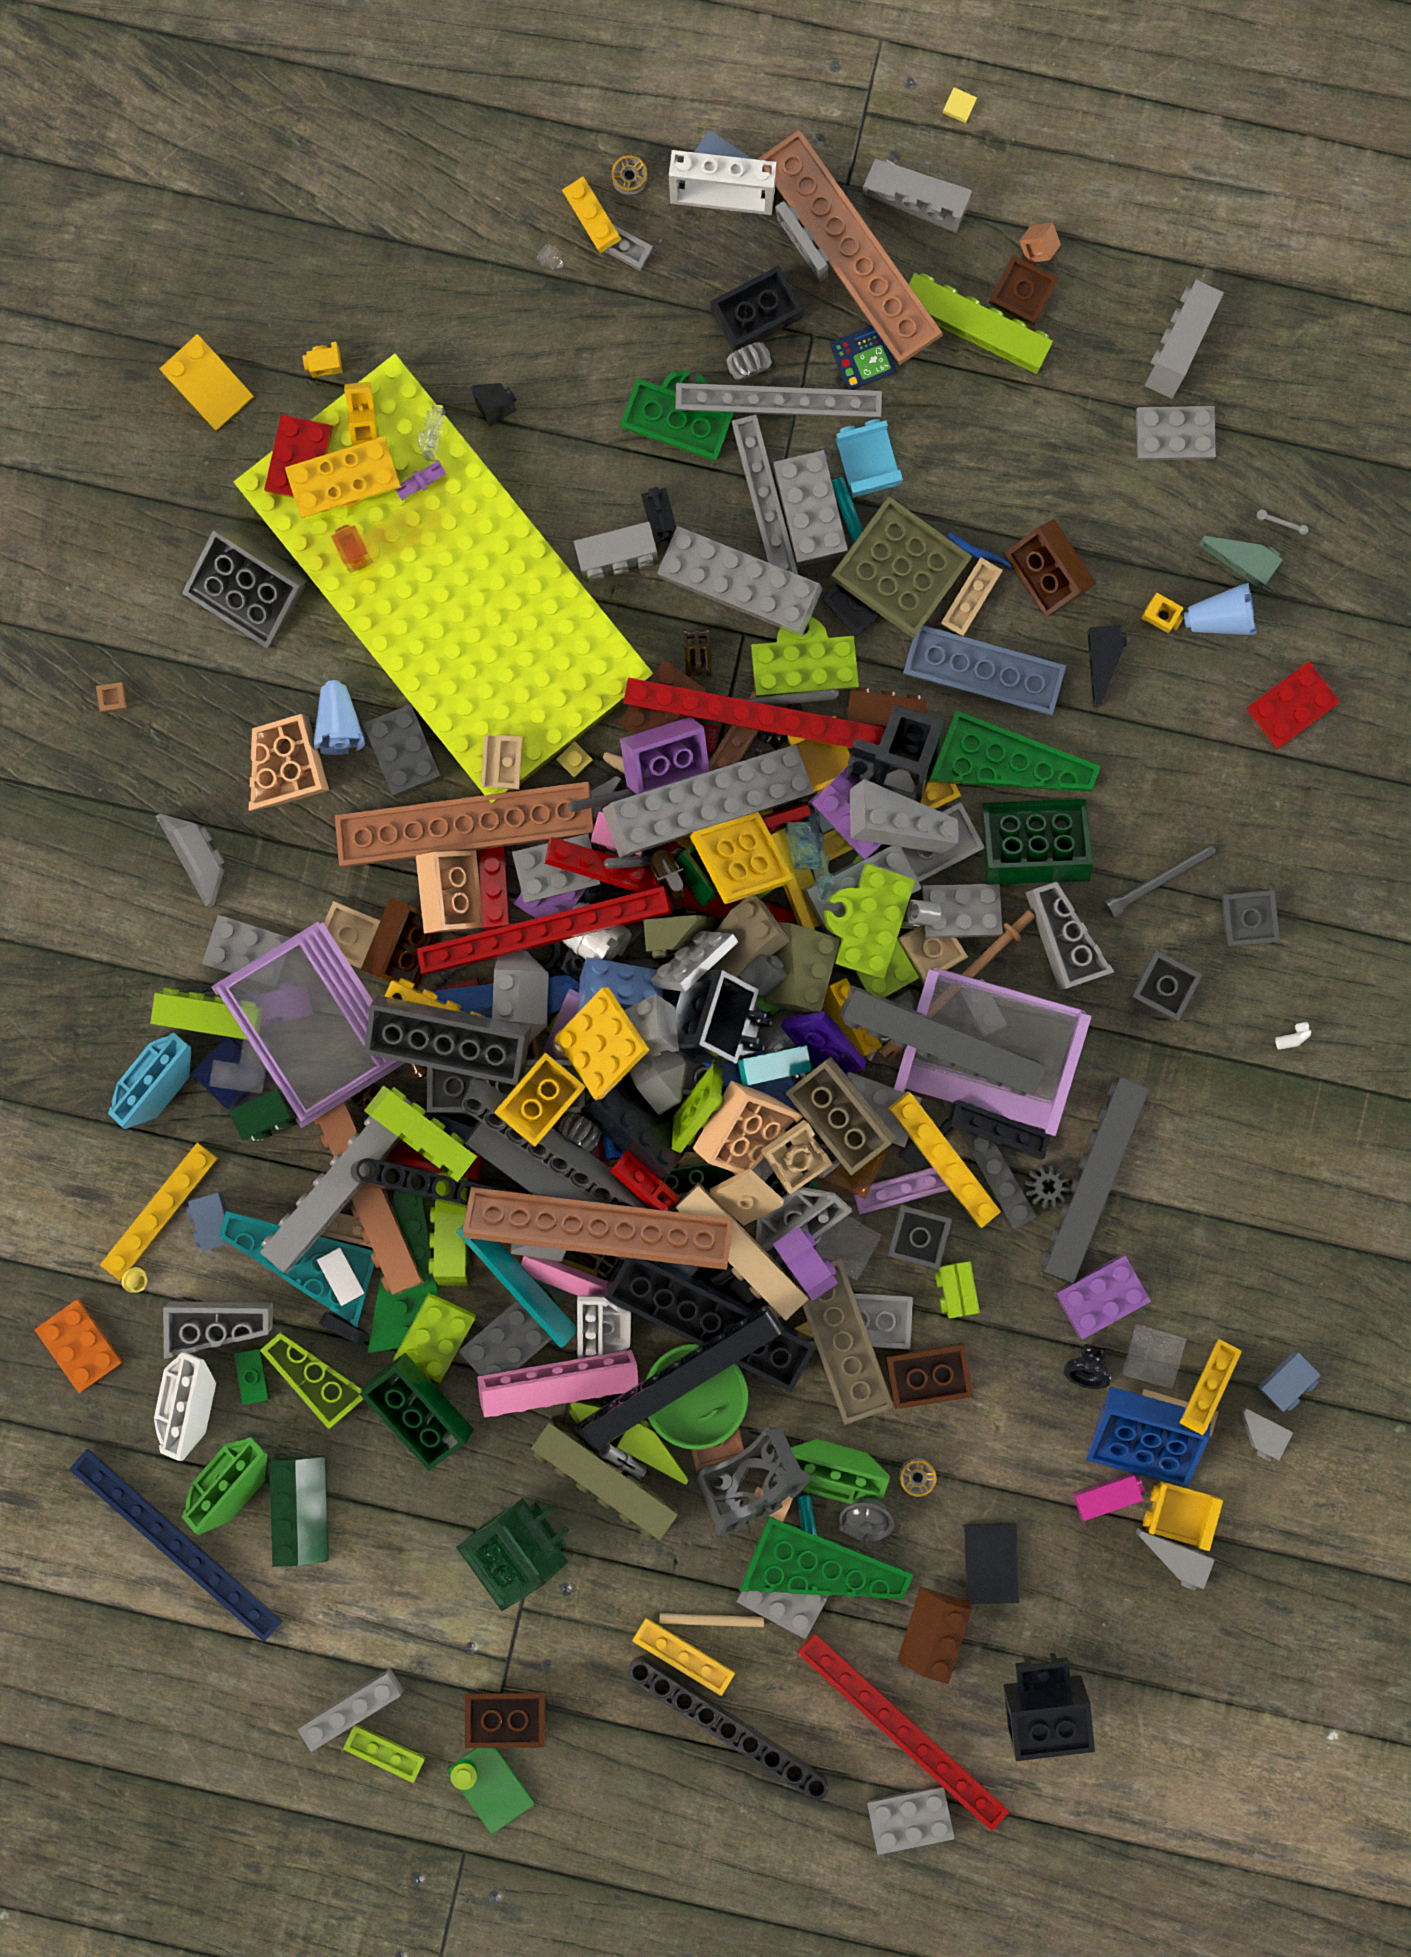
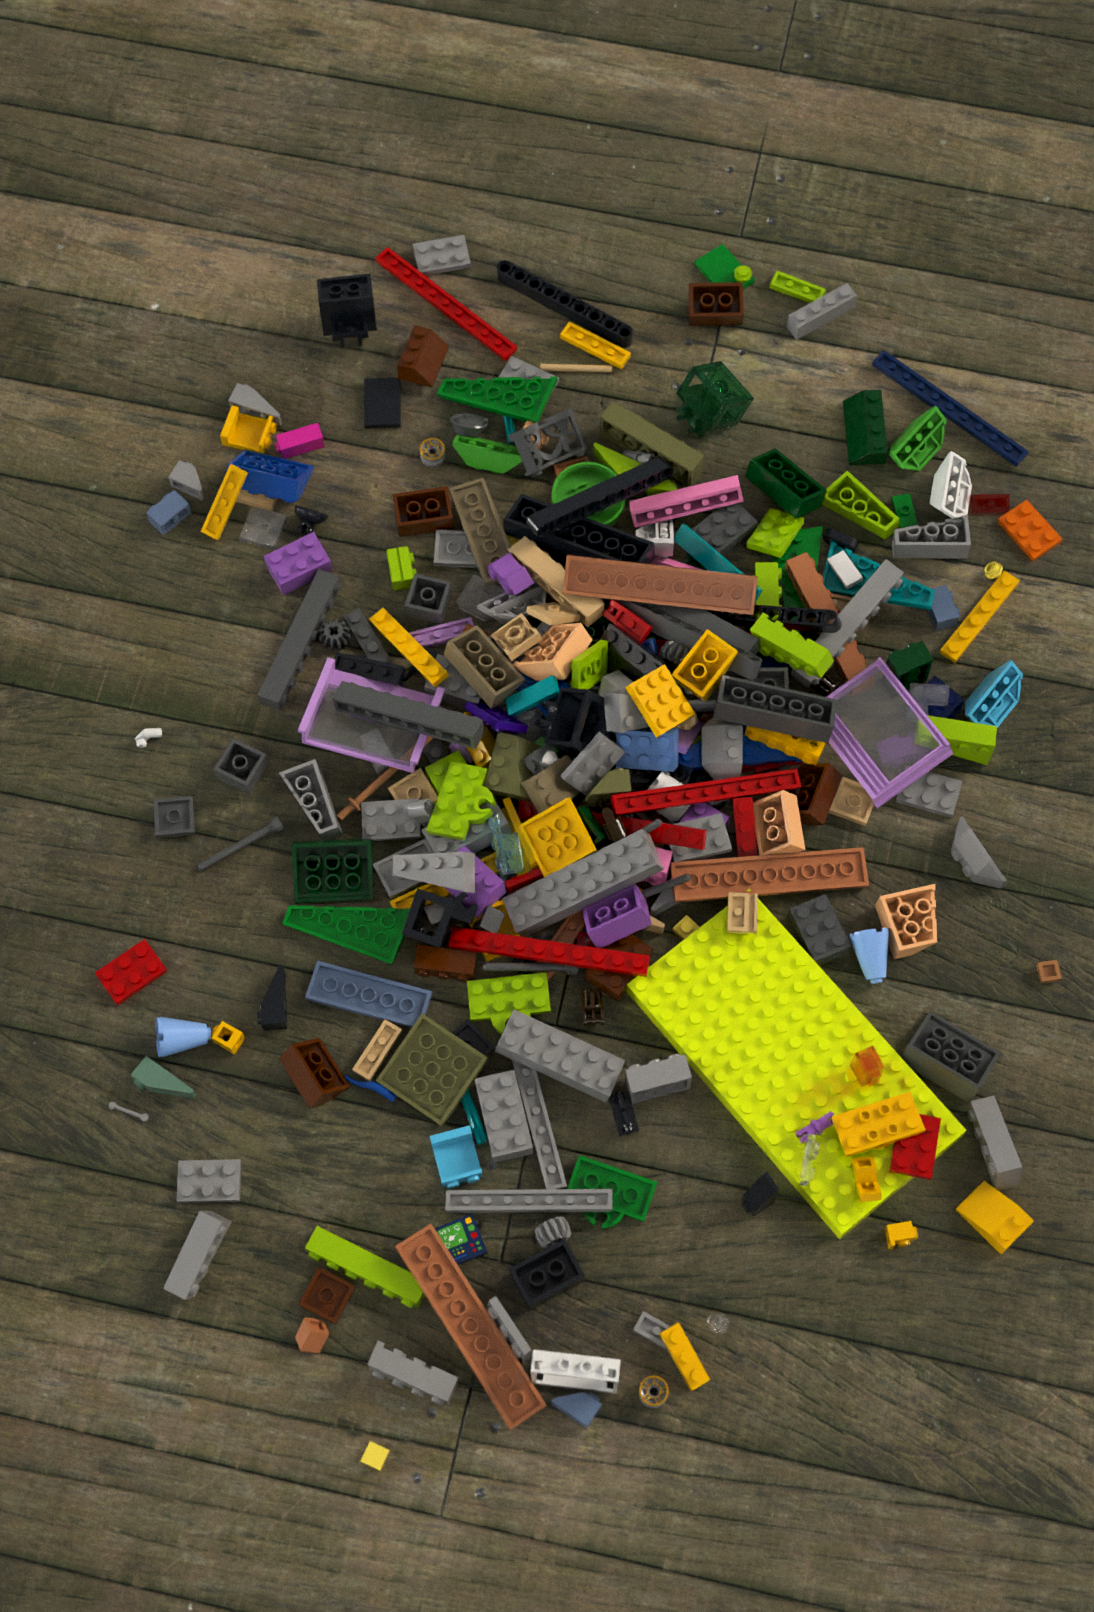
camera: 175 degrees right, 20 degrees down
(130, 1391) = (990, 503): none -> clear red slope
(199, 473) = (995, 1143): none -> light grey wedge
(828, 761) = (490, 920): none -> dark grey panel

